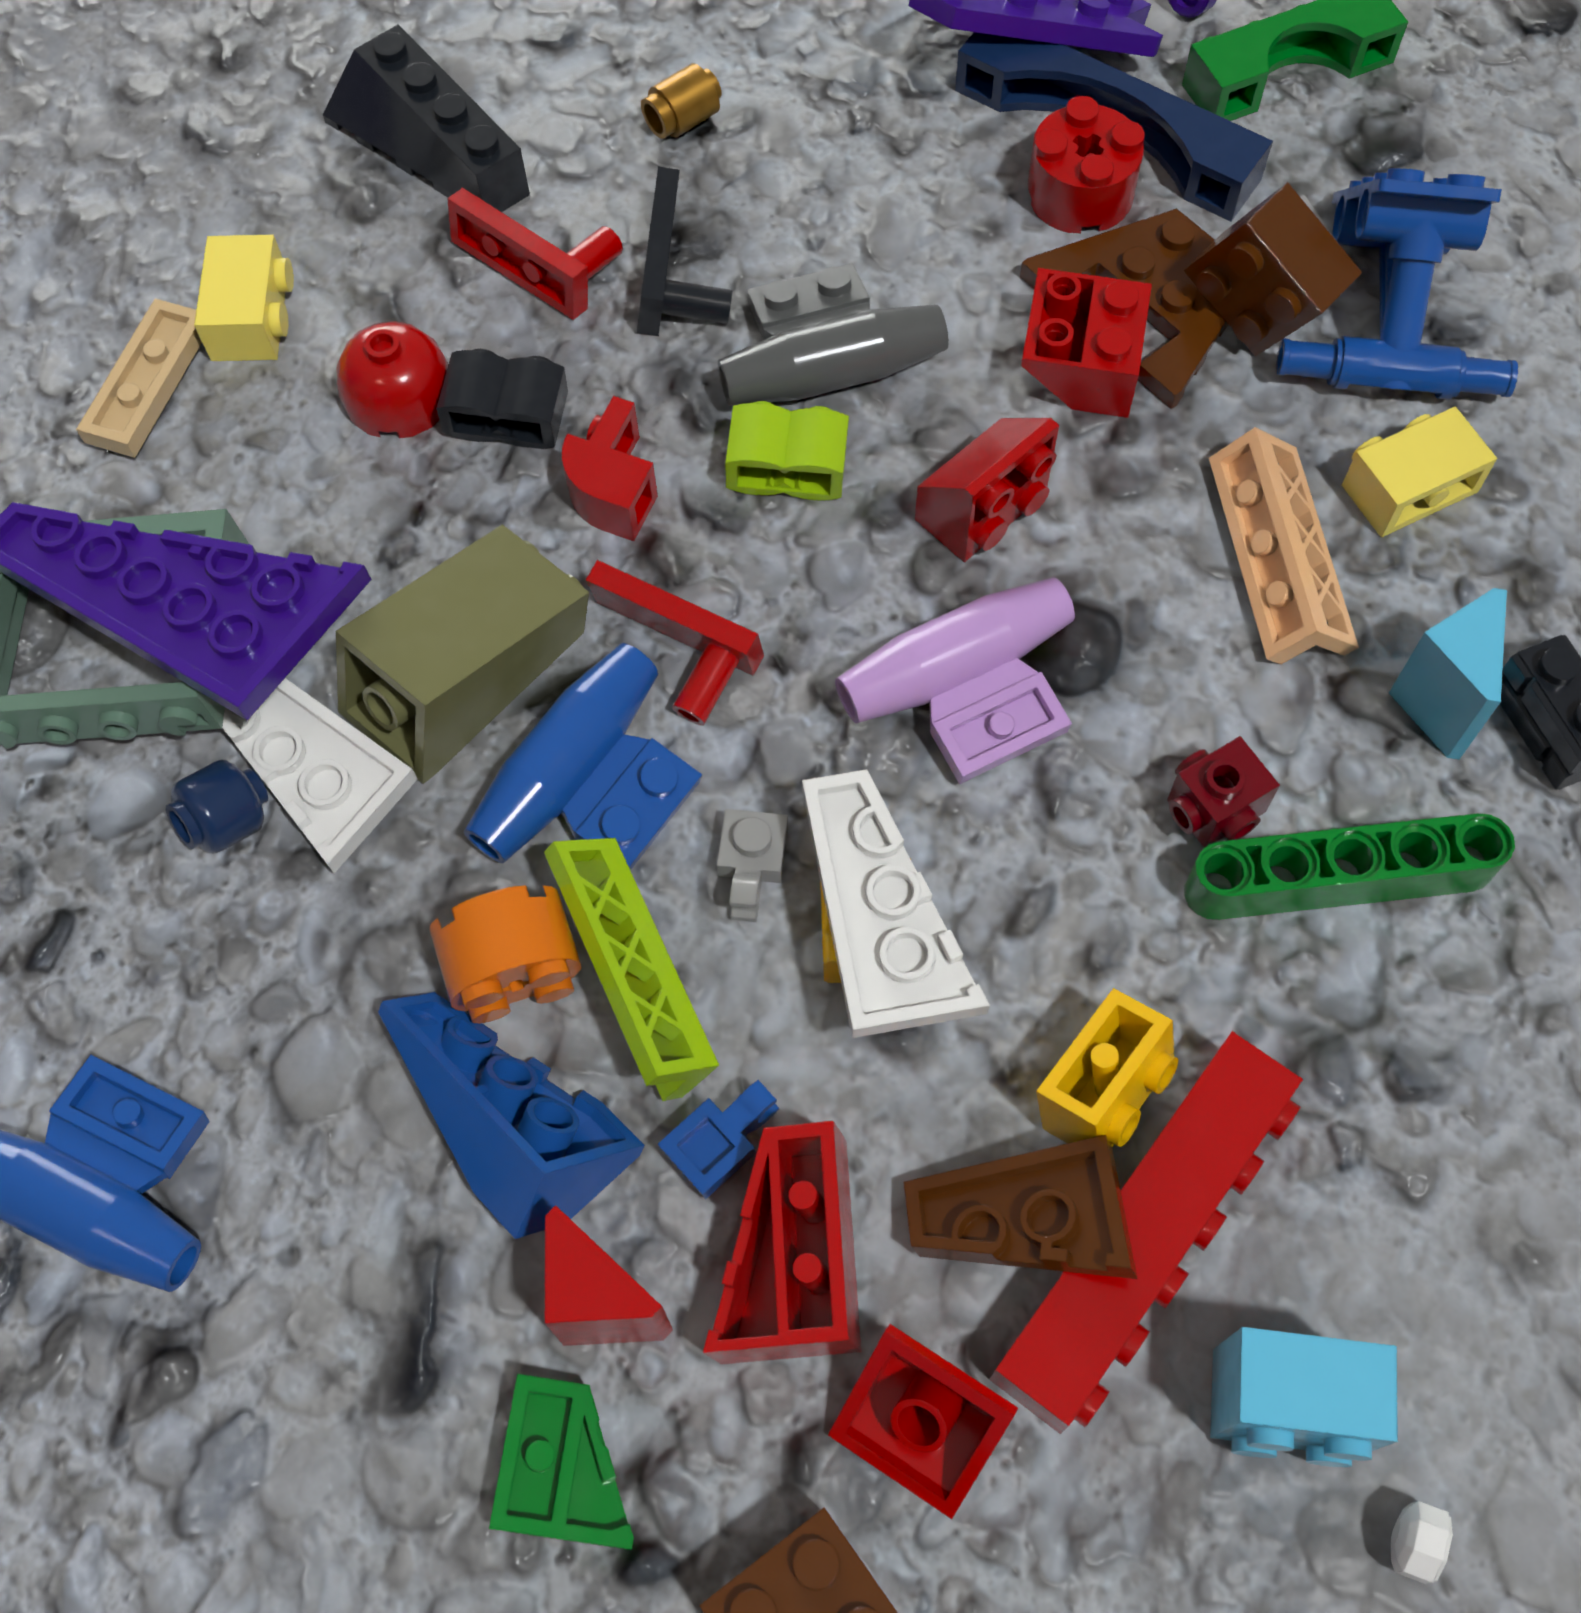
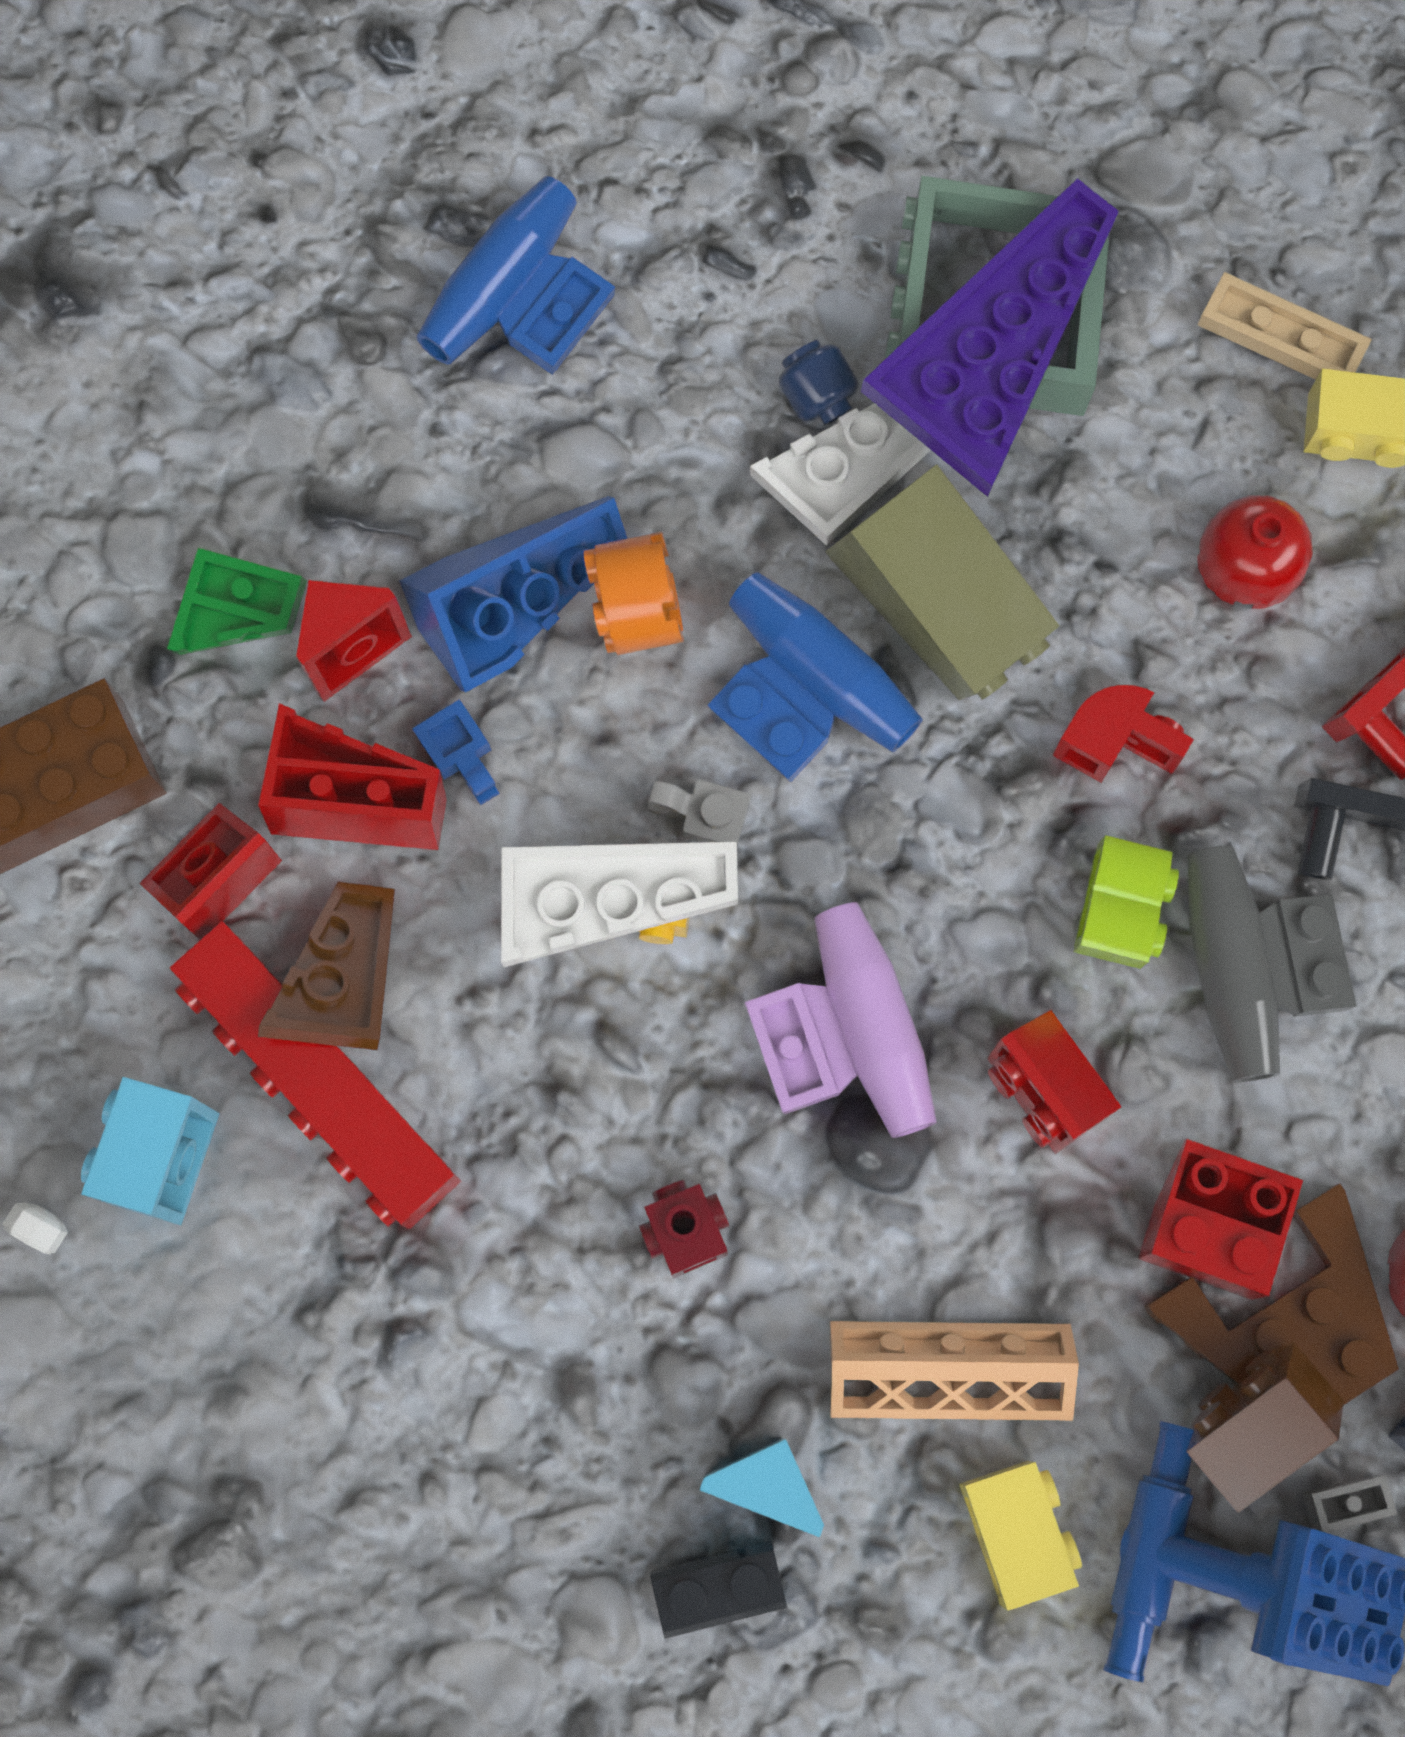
camera: 100 degrees right, 10 degrees up
(503, 399) = (1220, 646): black brick -> none
(632, 965) = (615, 699): lime fence -> none
(720, 640) = (916, 813): red piece -> none
(1109, 1072) = (439, 1063): yellow brick -> none
(1369, 848) = (606, 1362): green beam -> none

